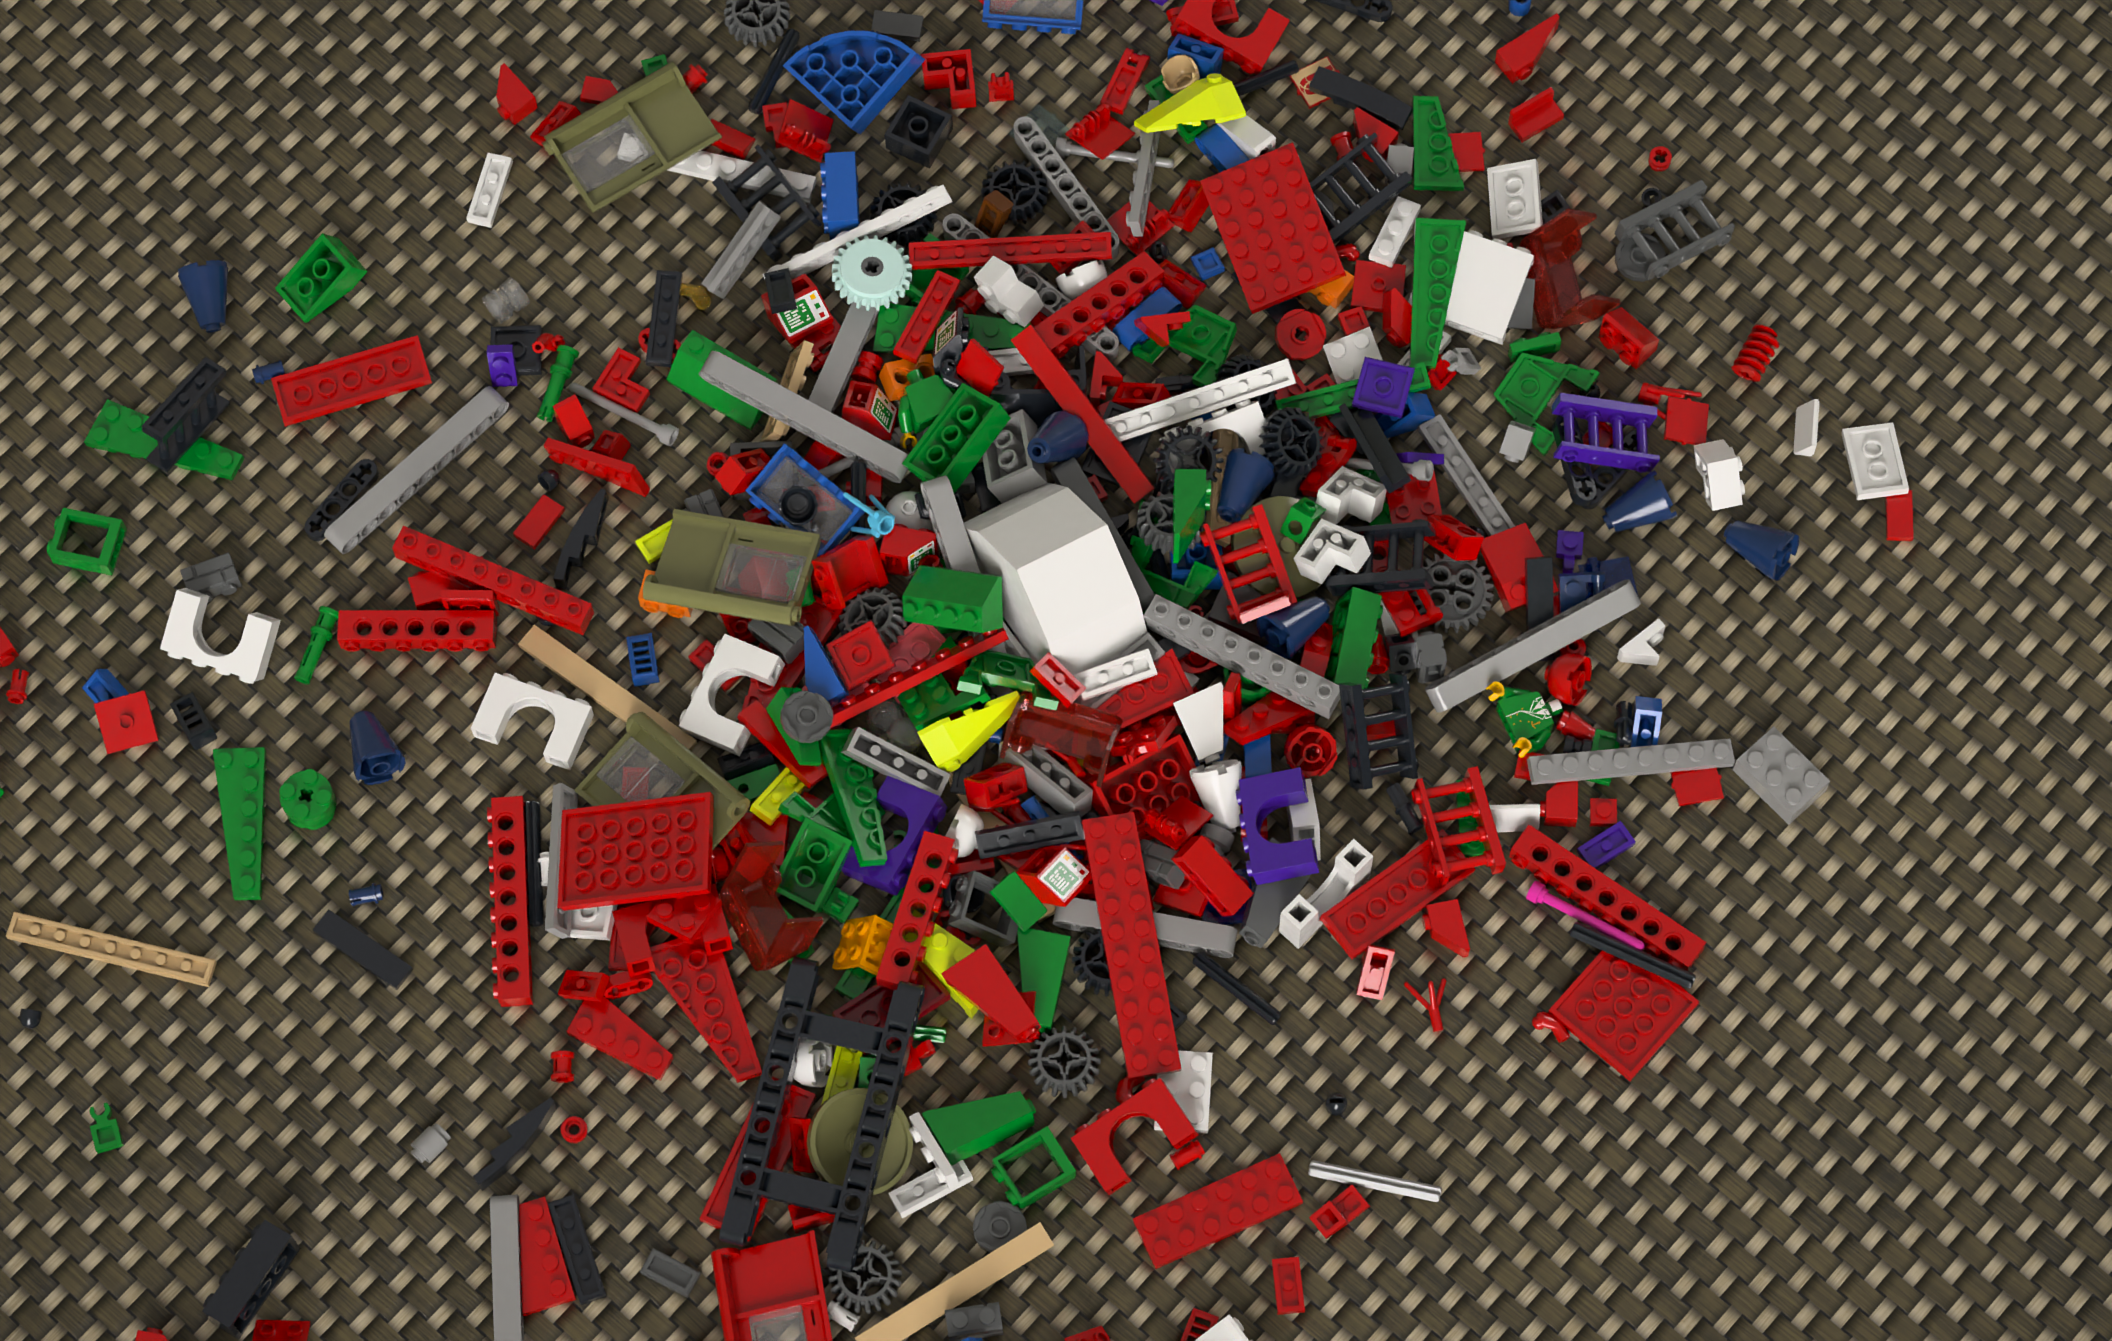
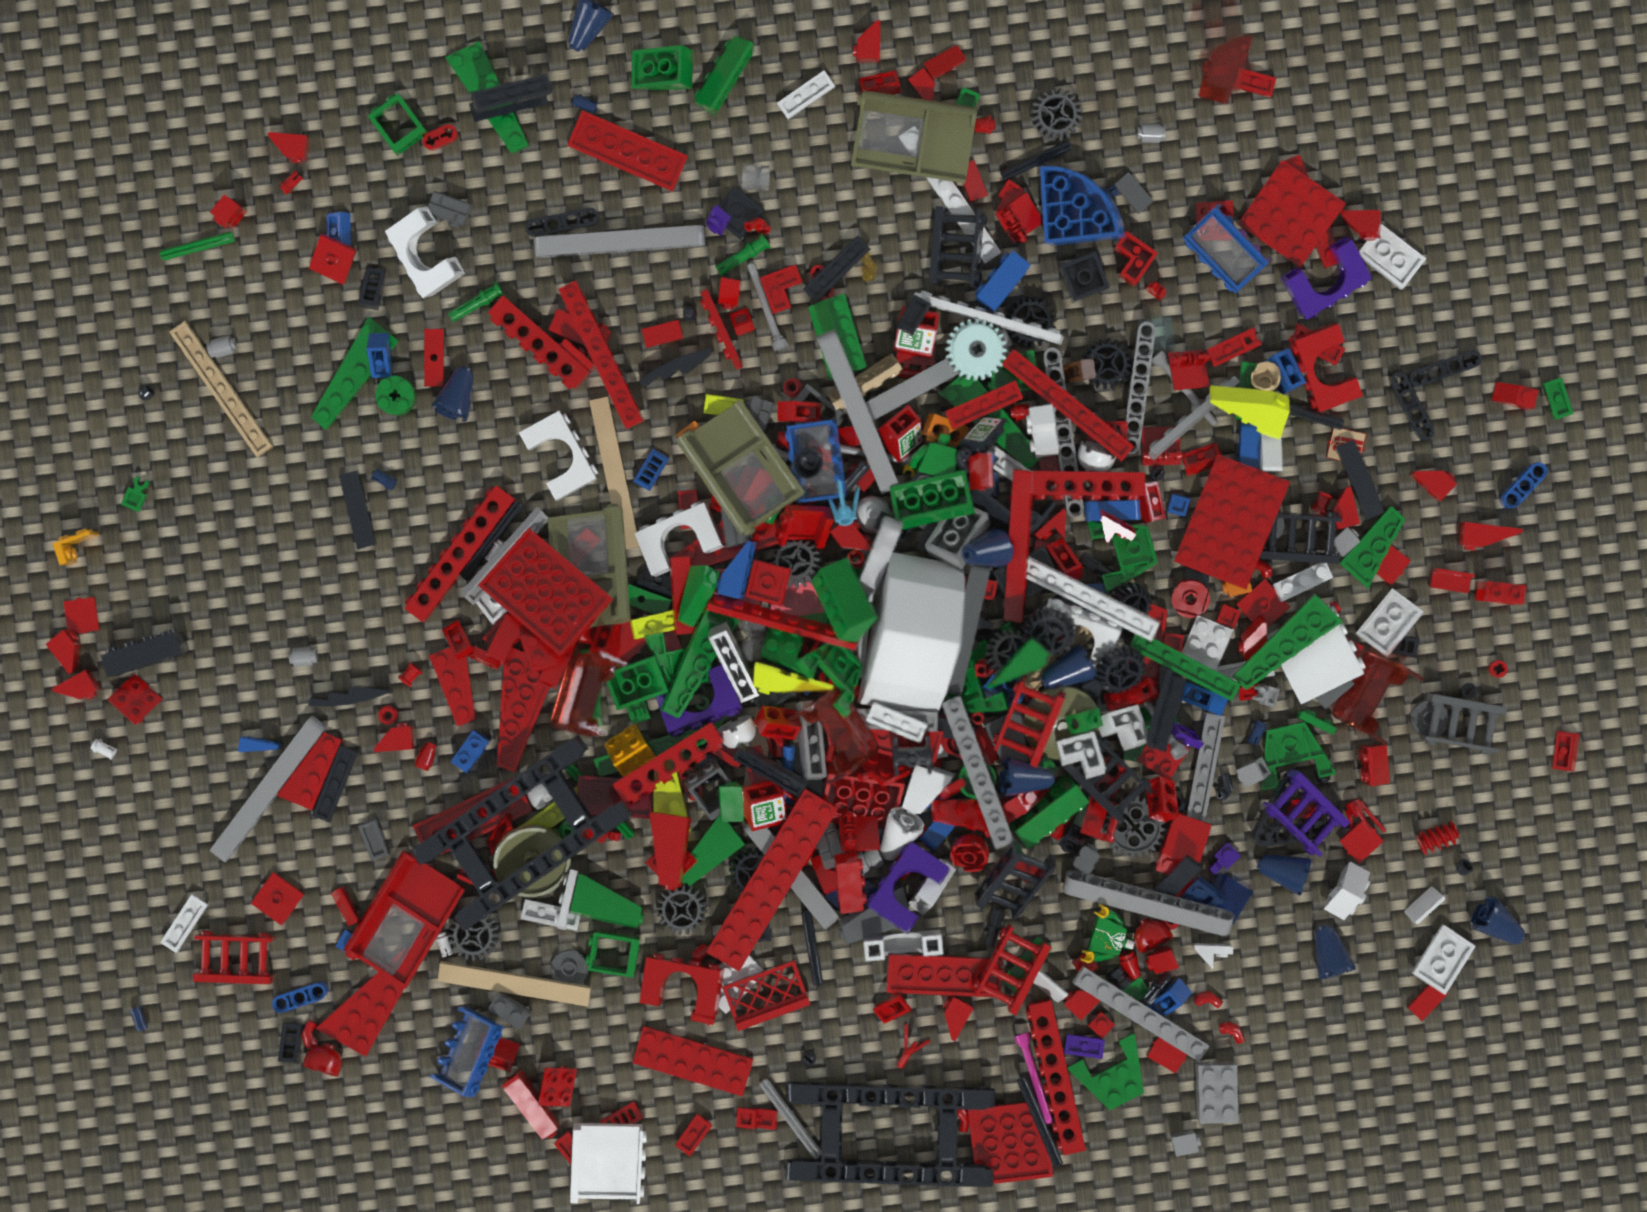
camera: 45 degrees right, 20 degrees up
(68, 1232) = (65, 553): none -> light orange bracket
(77, 903) = (221, 346): none -> light grey brick
(146, 1306) = (81, 615): none -> red piece
(147, 524) = (437, 133): none -> red beam
(256, 770) = (379, 355): none -> blue slope
(308, 722) = (433, 346): none -> red tile
(389, 232) = (725, 74): none -> green slope
(455, 1277) = (256, 744): none -> blue slope
(604, 55) = (945, 62): none -> red slope
(605, 1144) = (397, 739): none -> red slope
(653, 1138) = (426, 757): none -> red cone
(696, 1088) = (471, 751): none -> blue brick
(741, 250) = (915, 265): light grey fence -> none
(806, 716) = (703, 597): dark grey tile -> none
(867, 368) = (926, 402): red wheel -> none
(1058, 679) = (858, 701): panel -> none
(1161, 690) = (912, 756): none -> black hose
(1163, 565) = (983, 672): none -> red hose
(1252, 1083) = (776, 1008): none -> red fence
(1265, 606) = (1014, 756): tile -> none
(1383, 387) = (1203, 679): dark purple tile -> none
(1433, 43) = (1436, 483): none -> red slope
(1455, 1064) = (889, 1171): none -> black beam
(1485, 404) = (1256, 732): none -> dark blue pin
(1507, 481) = (1226, 788): none -> black arm
(1590, 83) = (1500, 592): none -> red panel
(1601, 691) = (1161, 960): none -> red slope
(1674, 856) = (1117, 1083): none -> green wing
(1684, 693) = (1207, 997): none -> red arm
(1739, 703) = (1232, 1029): none -> red arm
(1798, 179) = (1565, 751): none -> red slope
(1798, 853) = (1185, 1142): none -> light grey brick
(1809, 362) = (1464, 867): none -> black hinge
(1890, 381) = (1497, 922): none -> dark blue cone

